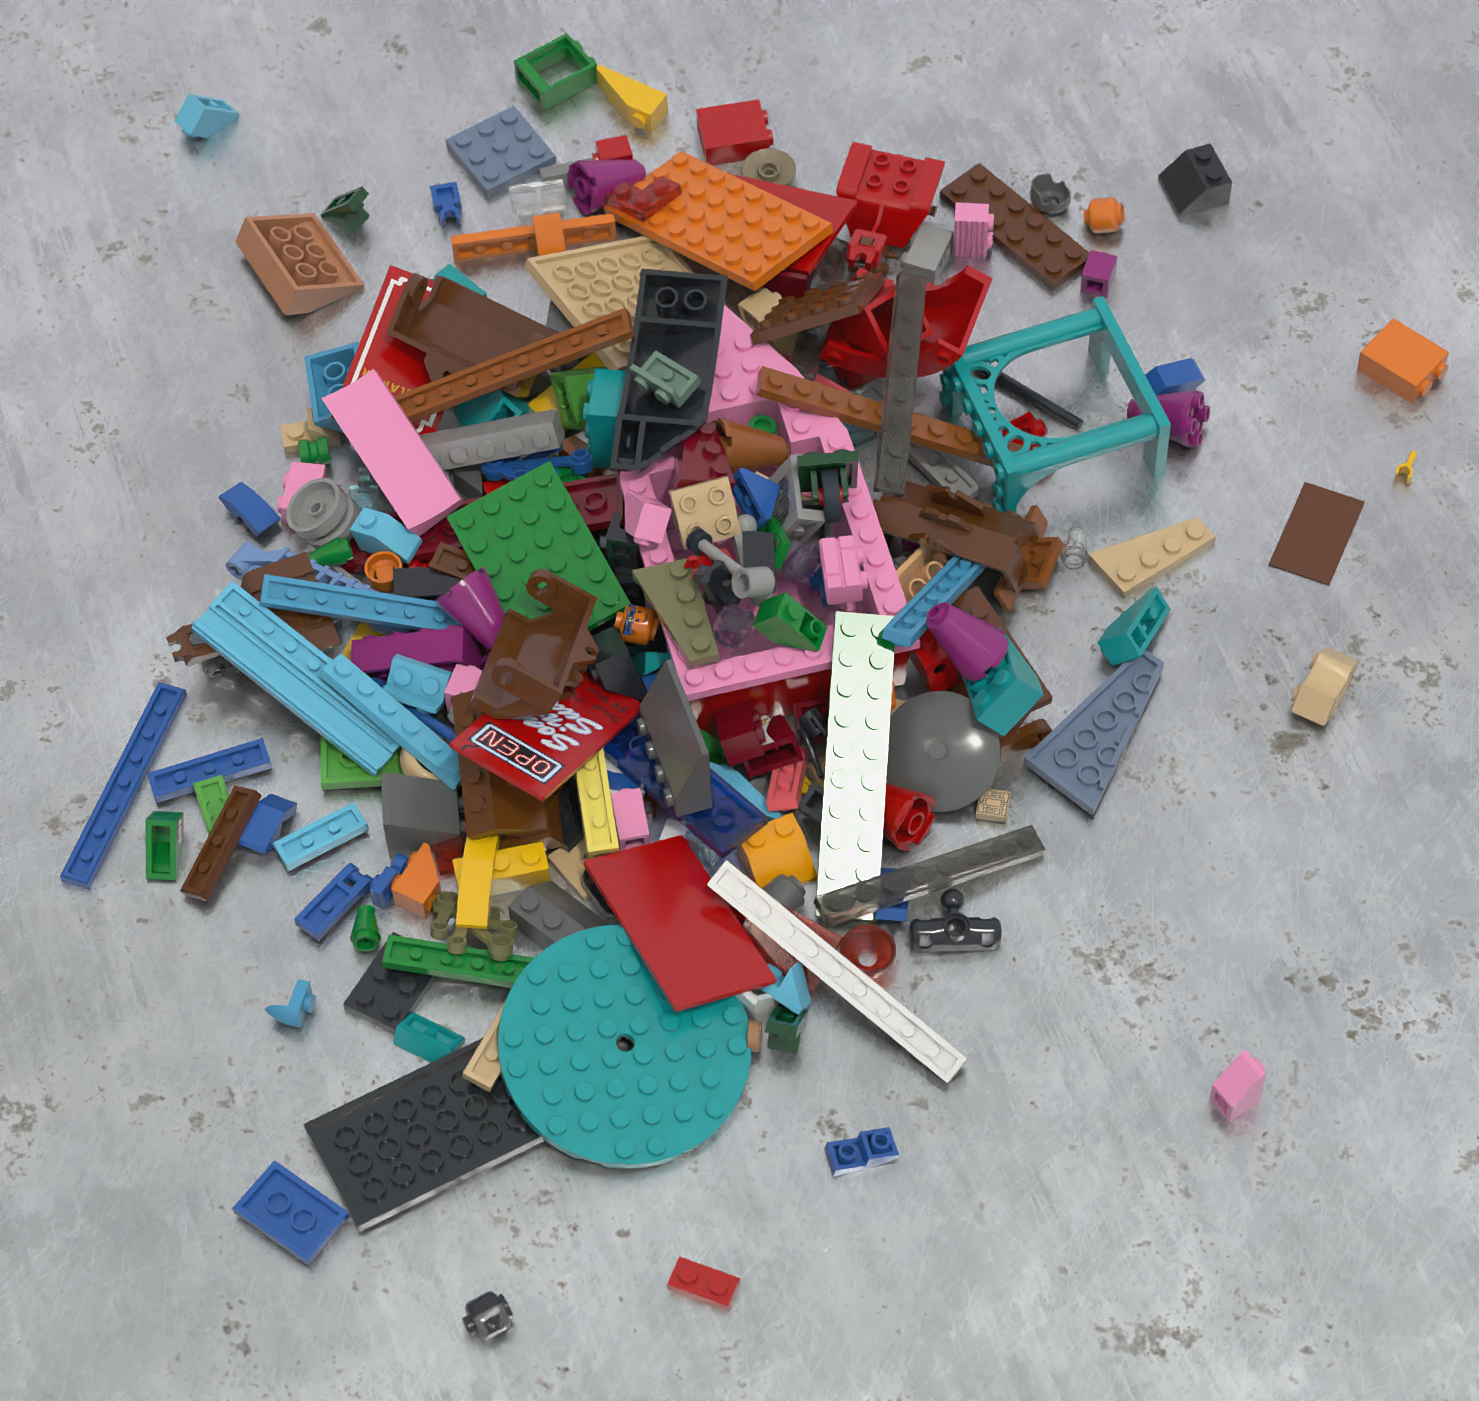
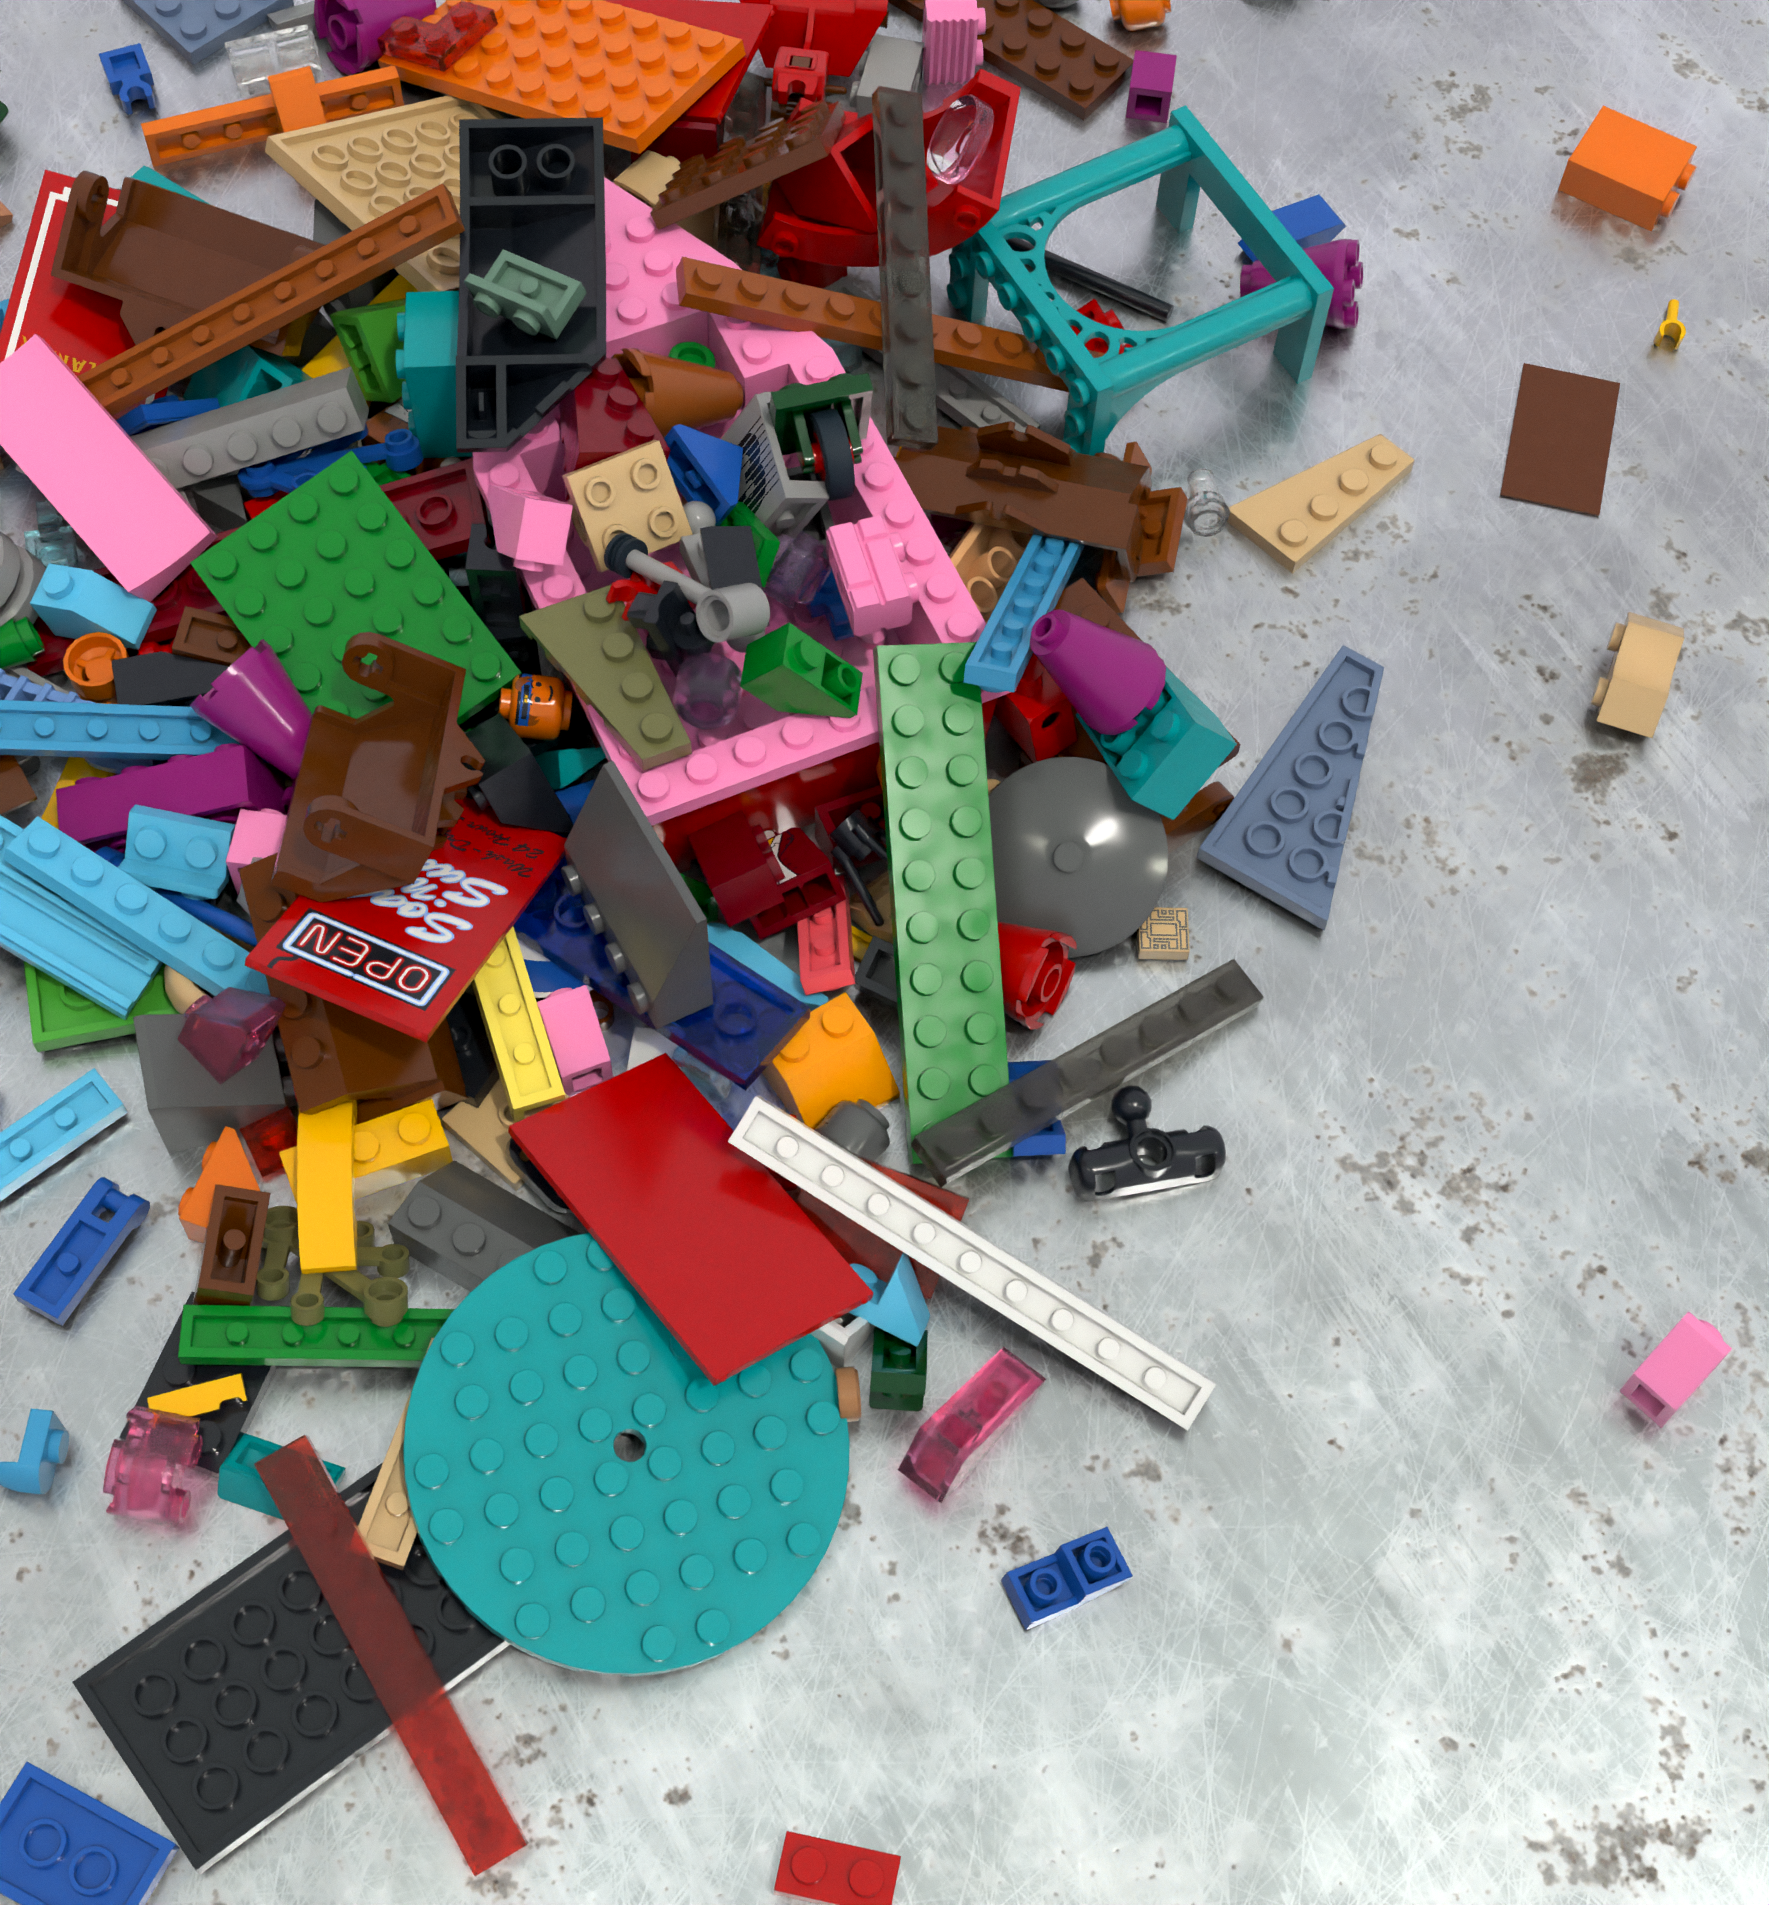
camera: 15 degrees left, 5 degrees up
(358, 1020) = (150, 1467): none -> clear pink cylinder
(365, 930) = (142, 1296): green cone -> none
(381, 884) = (160, 1209): blue plate -> none
(389, 988) = (201, 1397): none -> yellow piece
(419, 906) = (231, 1247): none -> reddish brown slope
(434, 787) = (229, 1029): none -> clear pink slope
(442, 422) = (163, 412): none -> blue plate
(477, 1131) = (391, 1655): none -> clear red plate
(820, 1061) = (969, 1424): none -> clear pink slope
(870, 940) = (1017, 1194): clear red piece -> none
(949, 306) = (960, 139): none -> clear pink piece
(1135, 628) = (1326, 620): teal slope -> none

